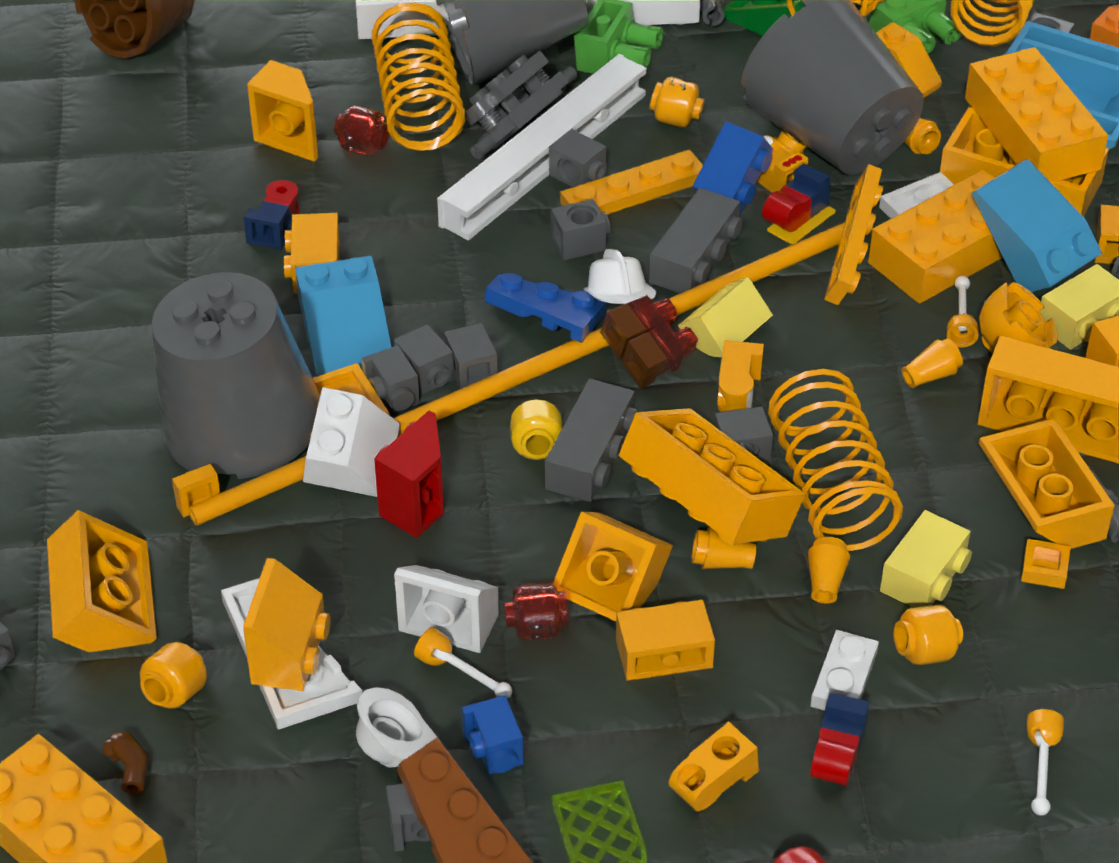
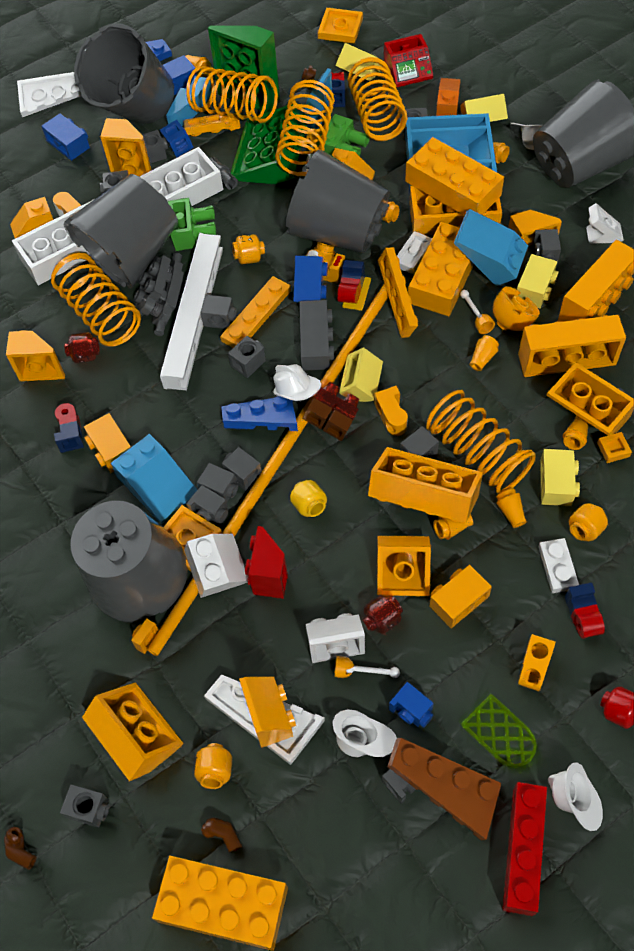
camera: 25 degrees left, 15 degrees up
(590, 440) = (342, 490): dark grey brick -> none
(997, 522) = (576, 434): none -> light orange cone

